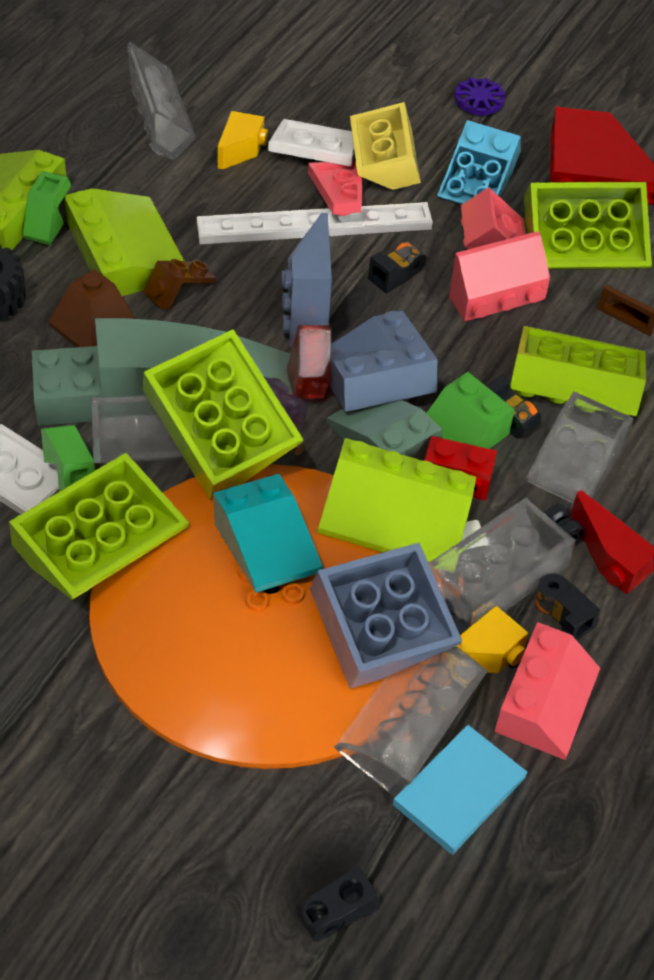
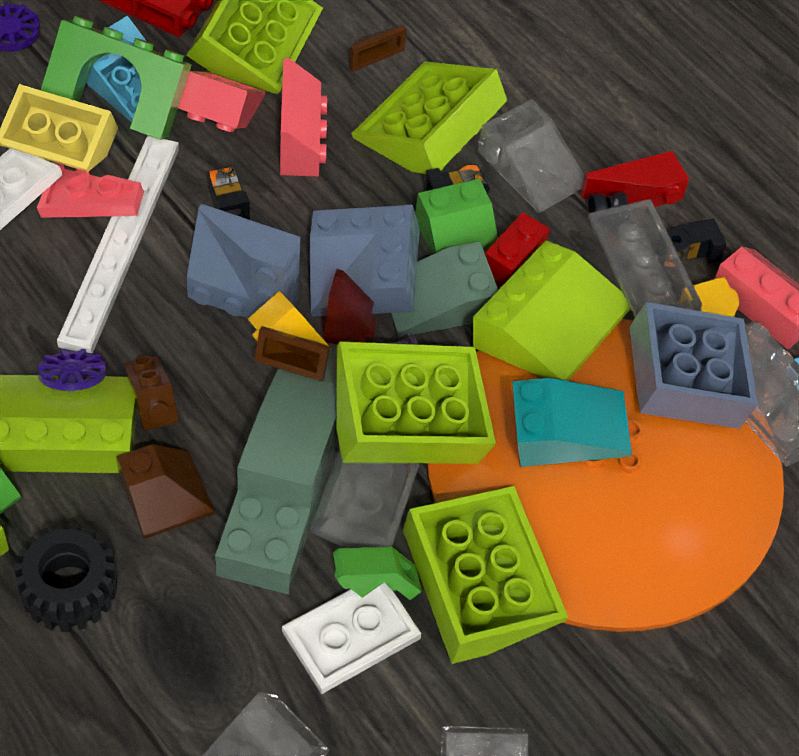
camera: 70 degrees left, 5 degrees up
(171, 231) = (72, 370): none -> dark purple wheel
(235, 318) = (292, 353): none -> reddish brown slope
(267, 329) = (282, 316): none -> yellow slope
(470, 167) = (160, 74): none -> bright green arch

